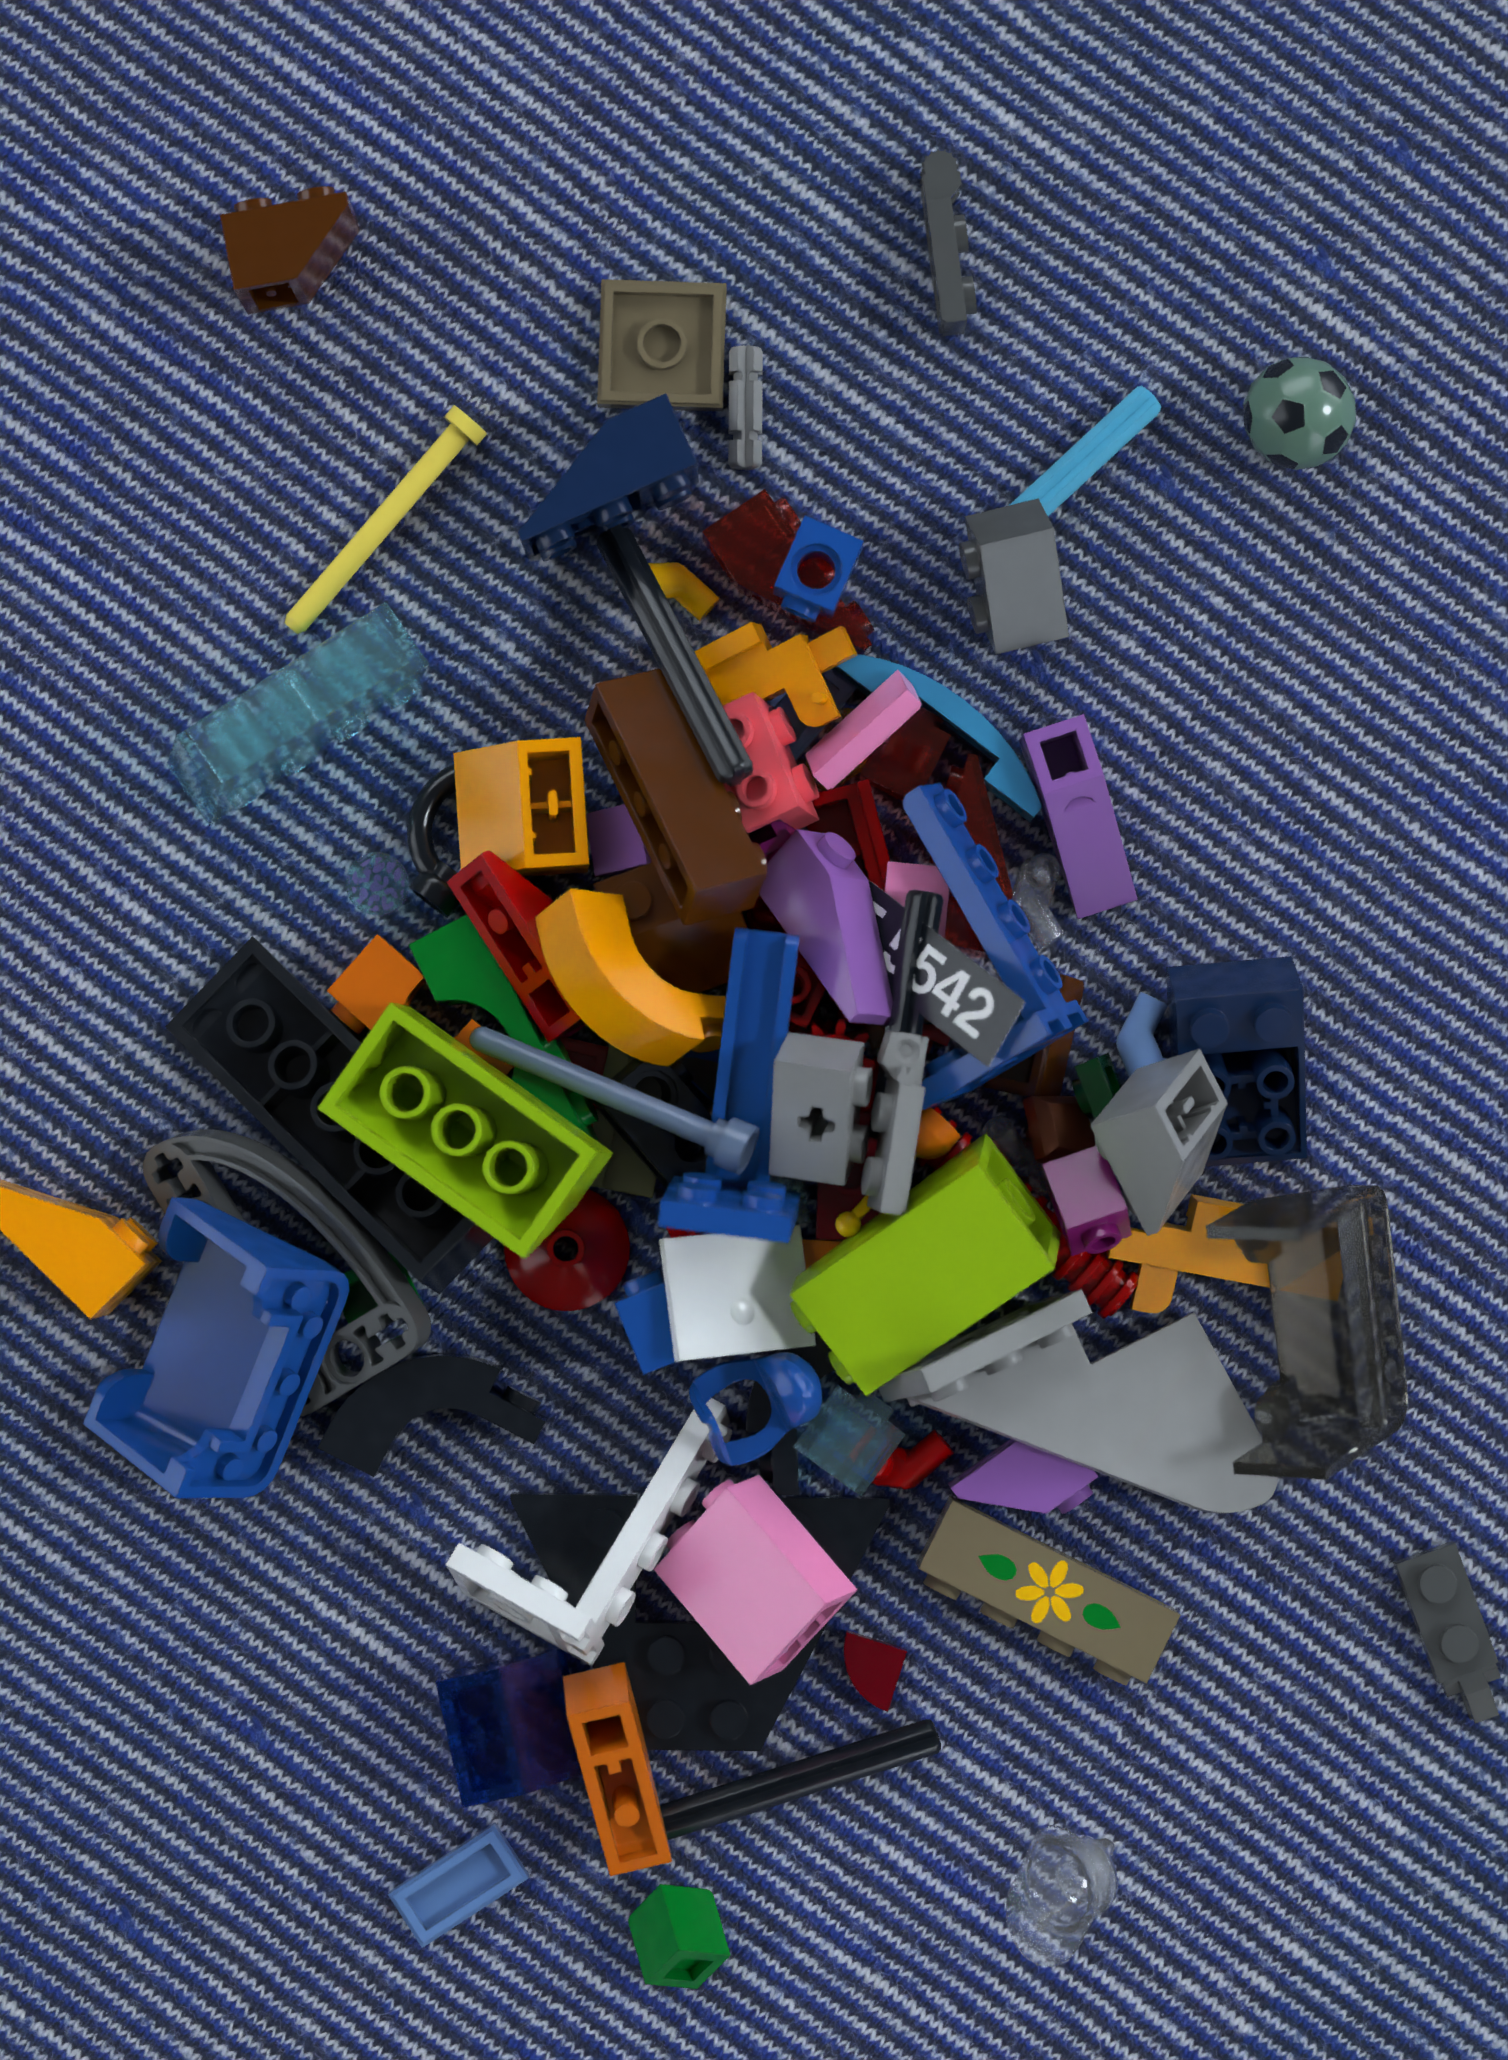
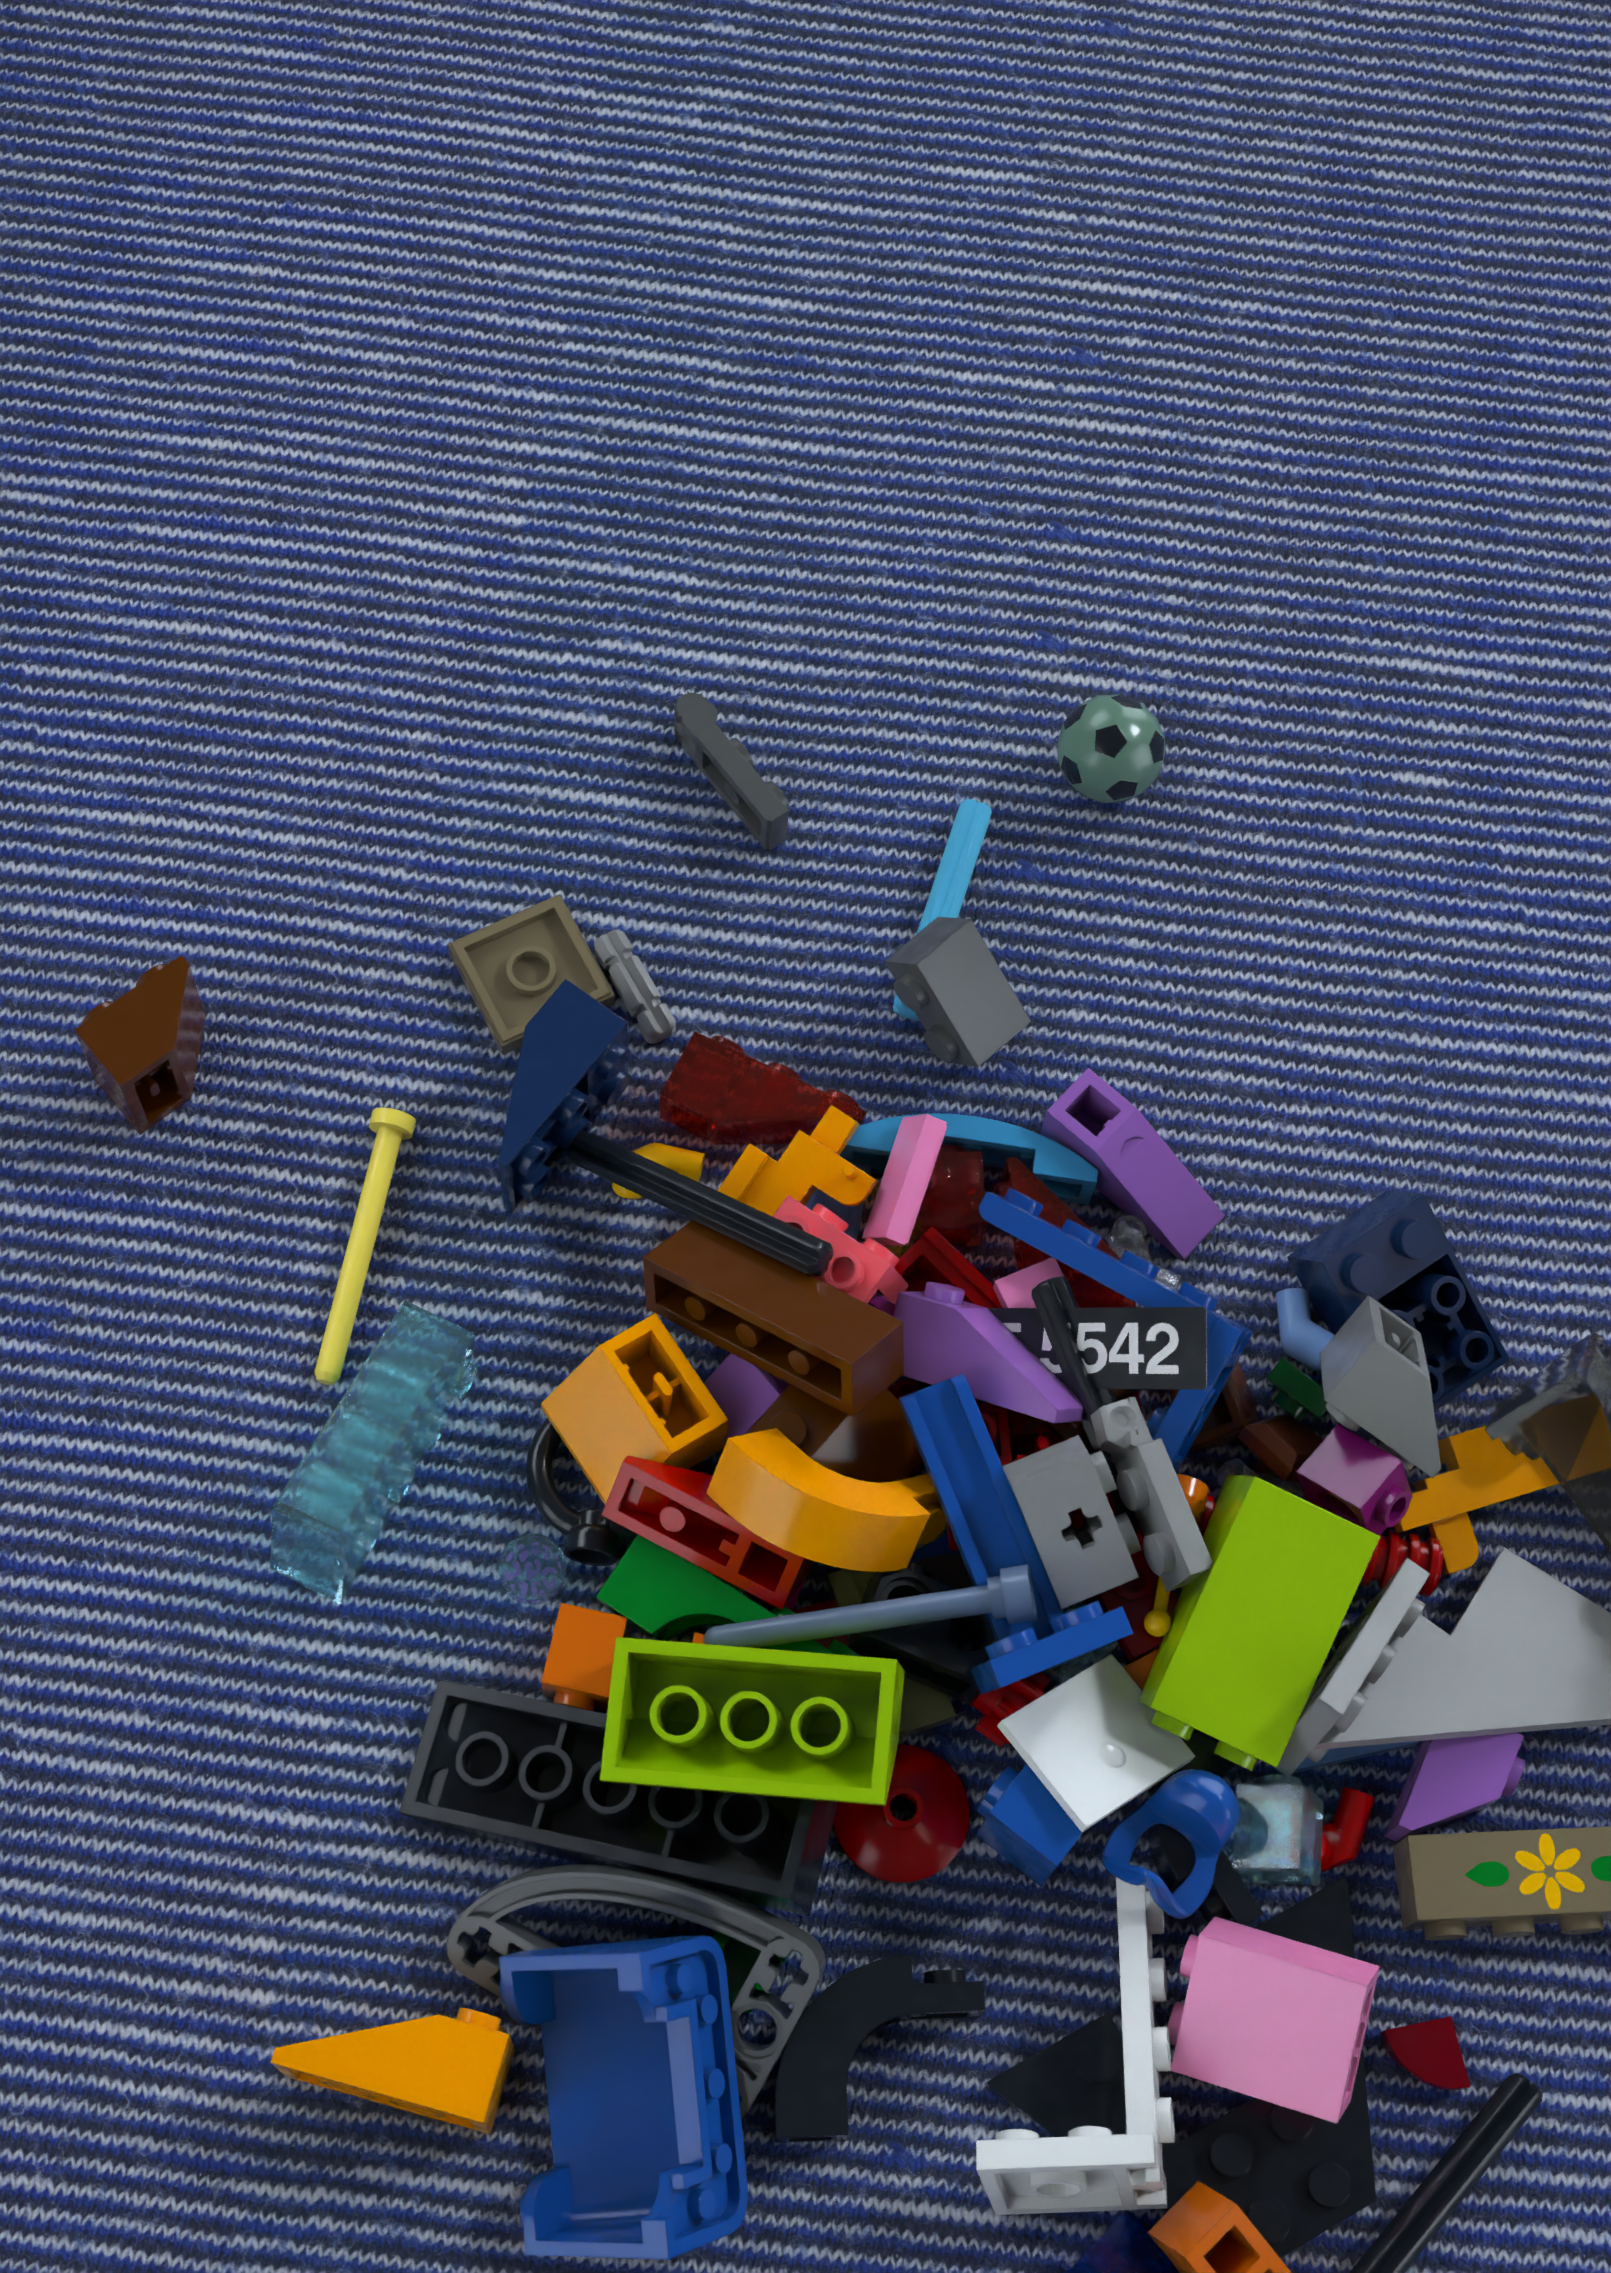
camera: 30 degrees left, 20 degrees down
(823, 542) = (789, 1040): blue brick -> none

